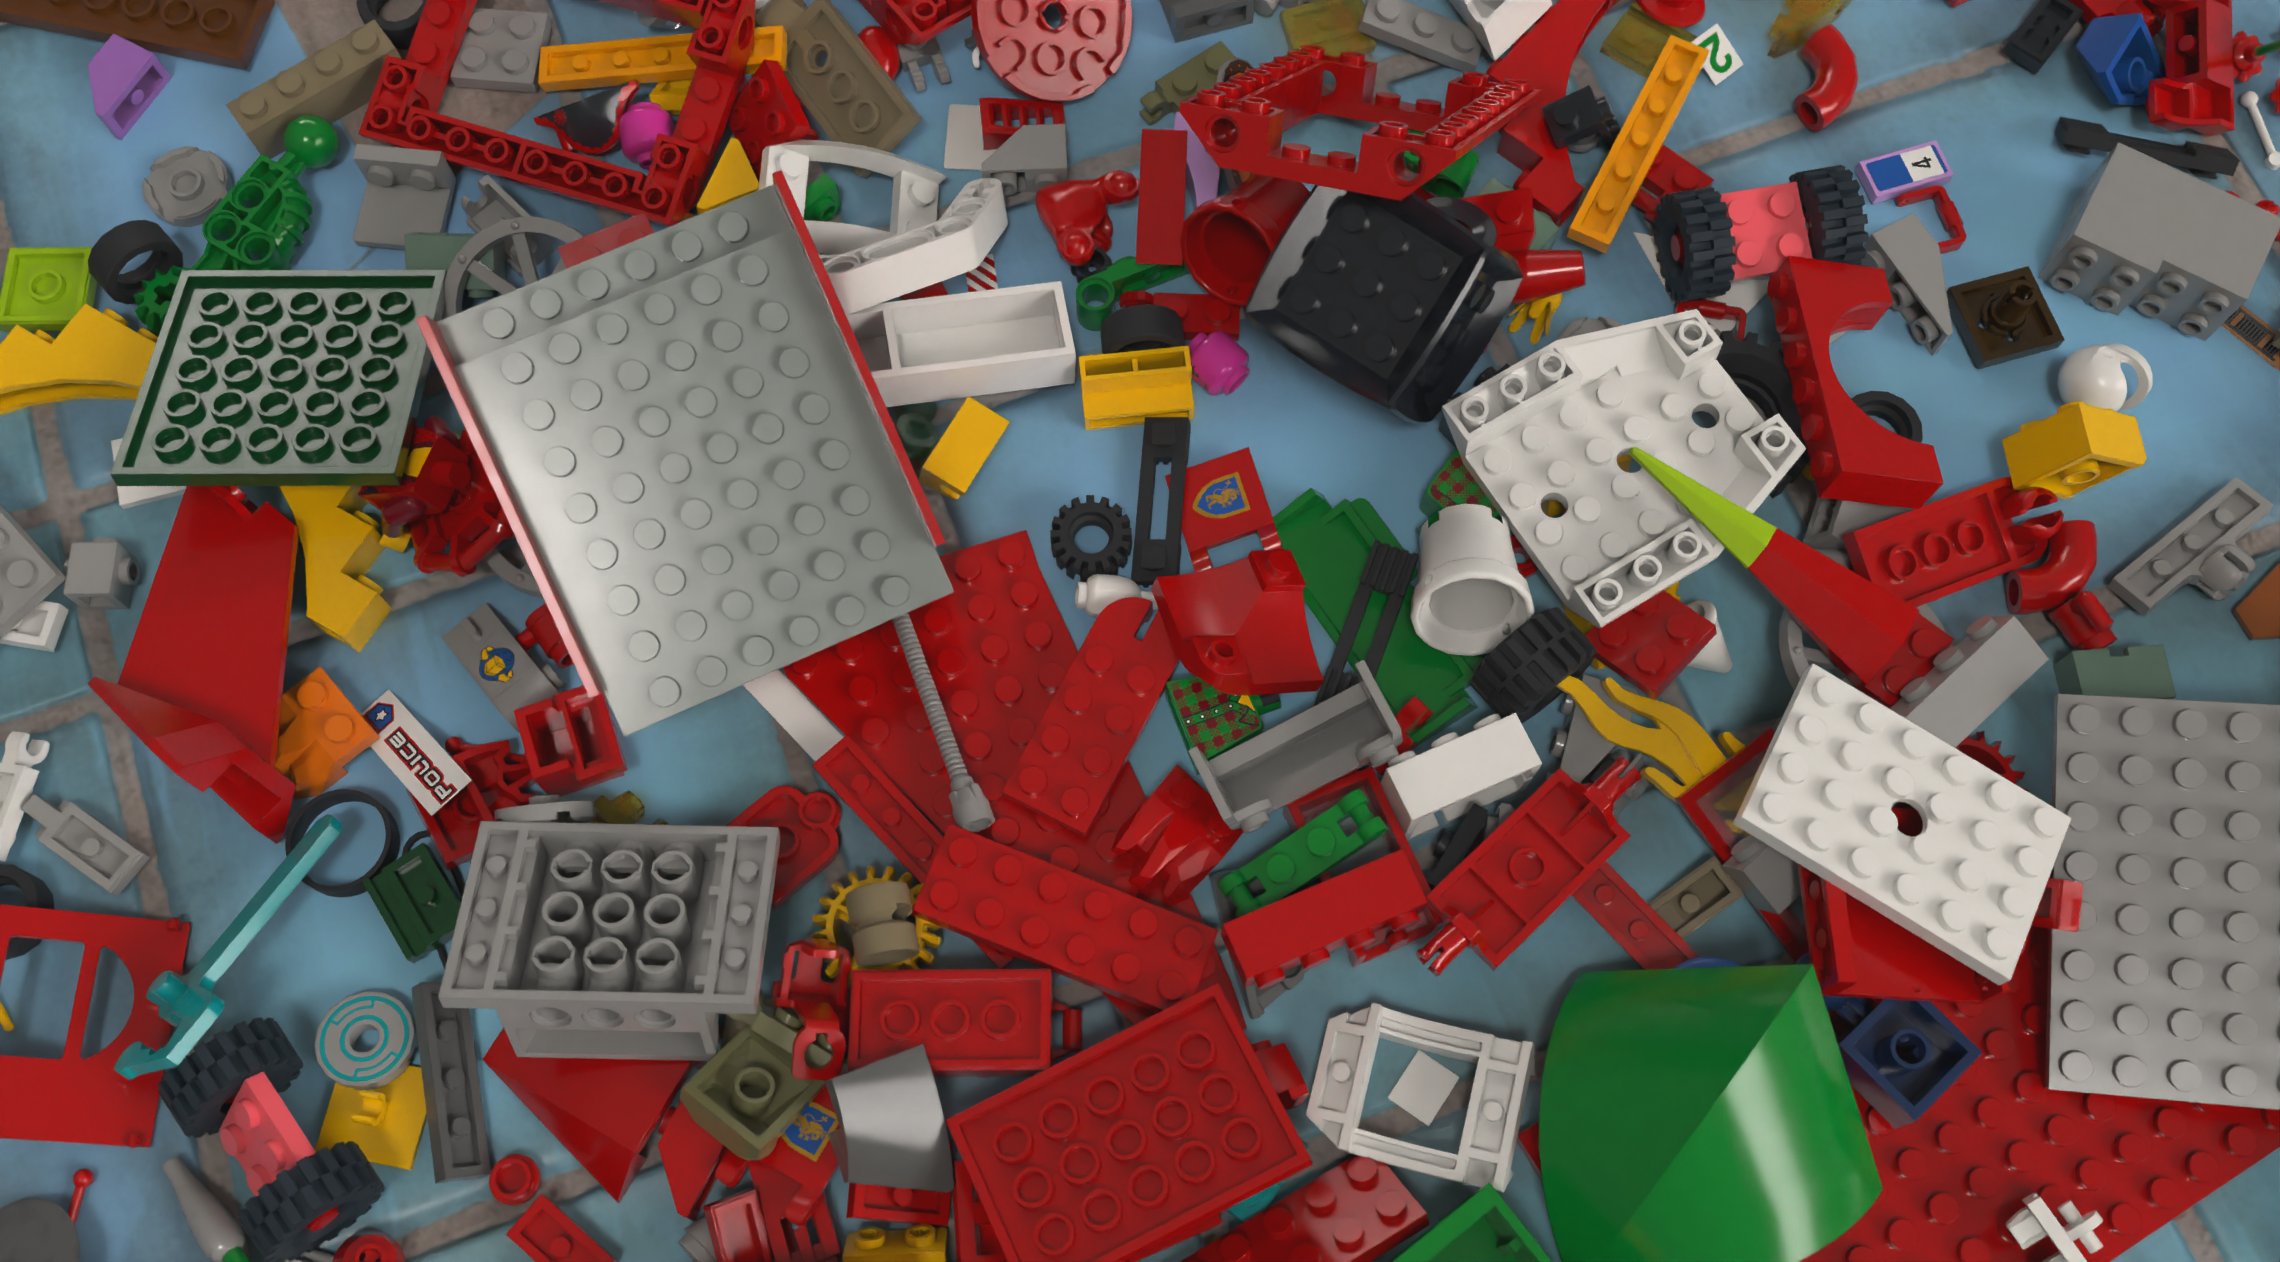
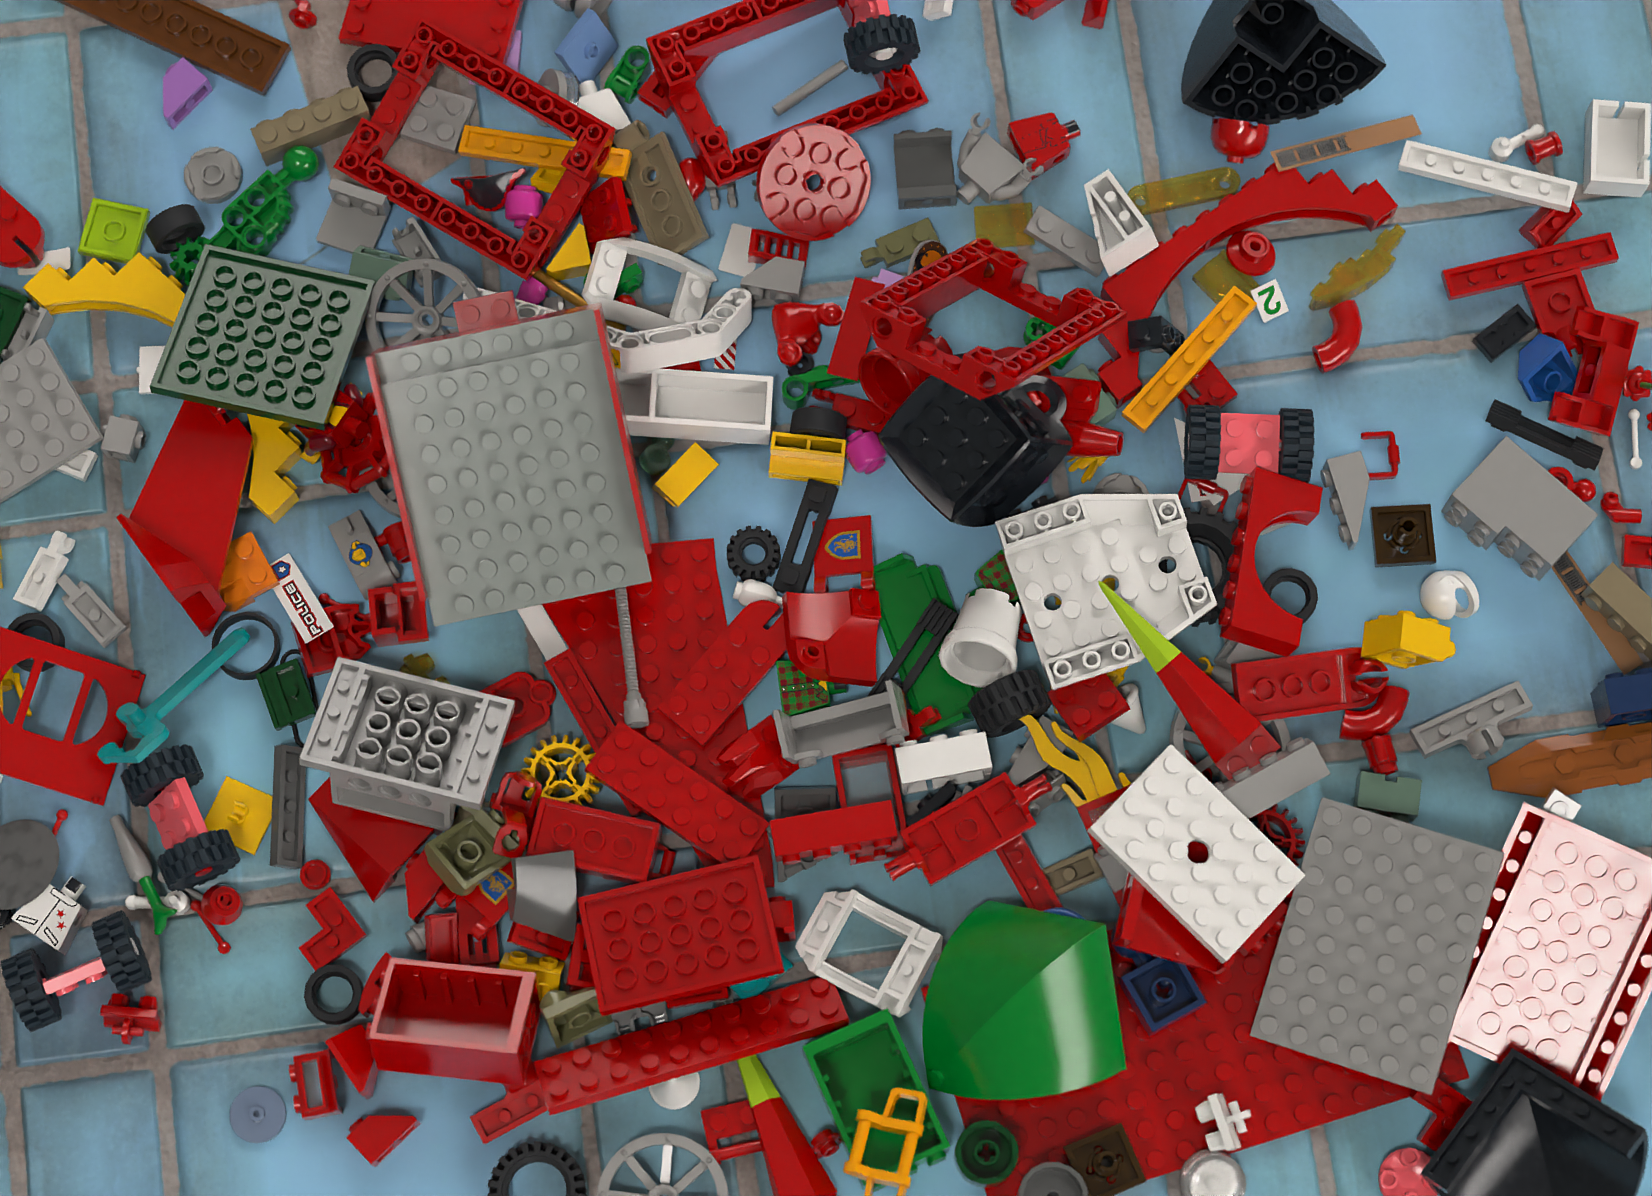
camera: 15 degrees right, 5 degrees up
(343, 1026) = (236, 755): light grey tile -> none
(548, 809) = (376, 657): light grey plate -> none
(882, 924) = (565, 771): dark tan wheel -> none
(1304, 855) = (833, 789): green plate -> none
(1423, 1087) = (873, 947): white sticker -> none
(1904, 171) = (1372, 416): tile -> none
(2060, 906) = (1280, 925): red slope -> none

